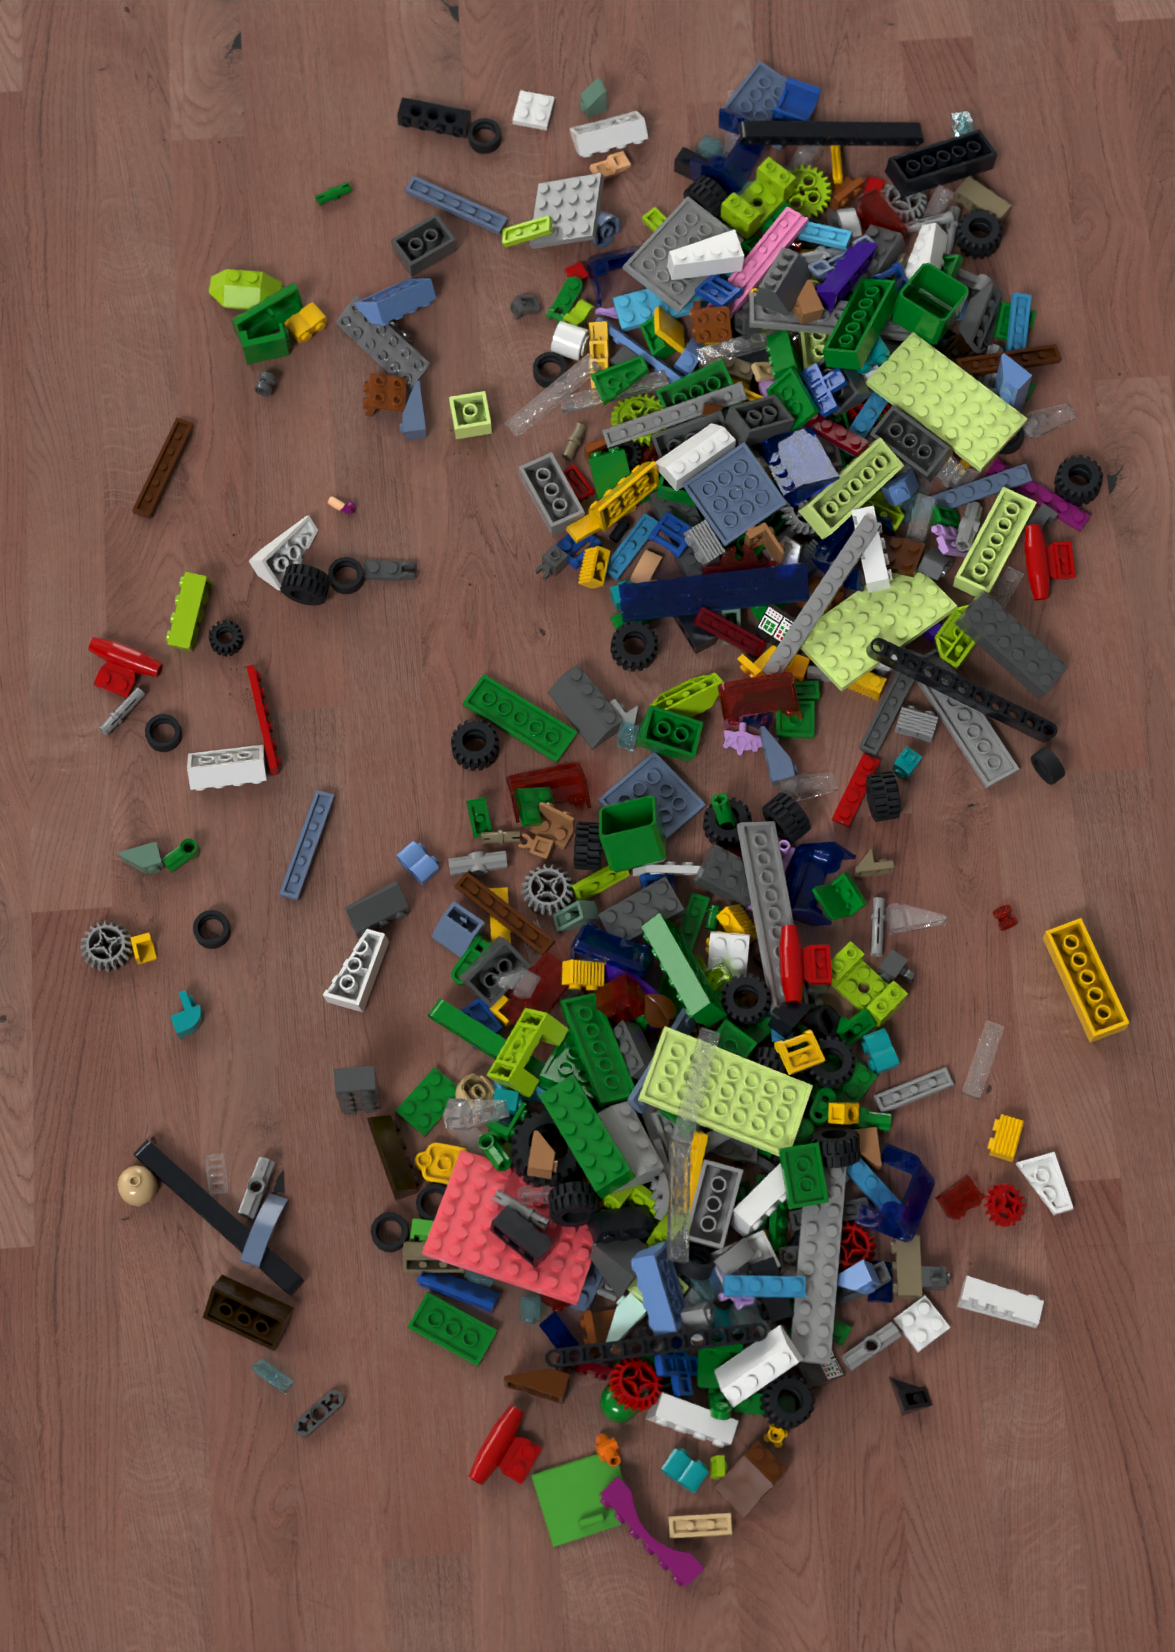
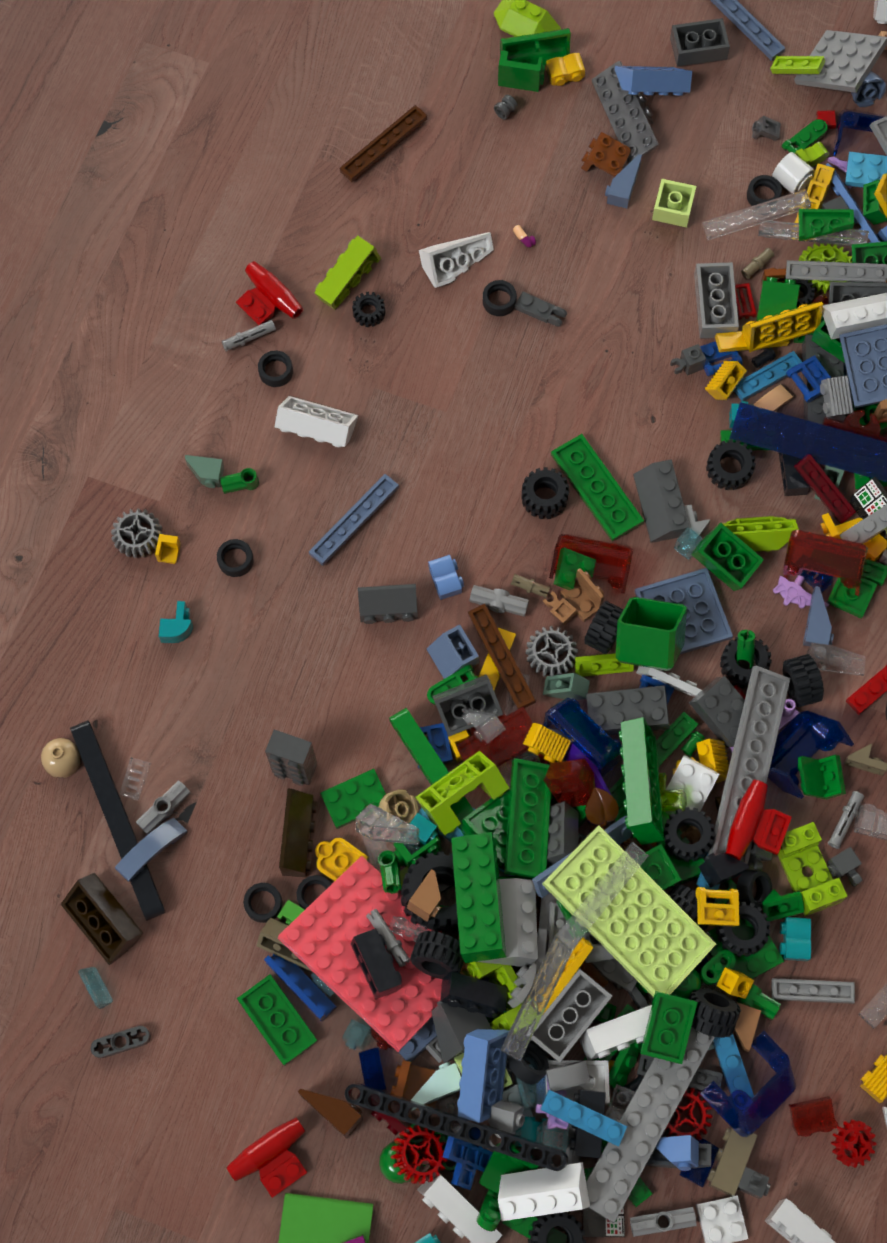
camera: 25 degrees right, 0 degrees up
(262, 712) = (366, 400): red plate -> none
(305, 584) = (458, 290): black tyre -> none
(356, 979) = (345, 653): white wedge -> none
(478, 816) = (519, 558): green slope -> none
(608, 1450) = (366, 1204): orange axle -> none

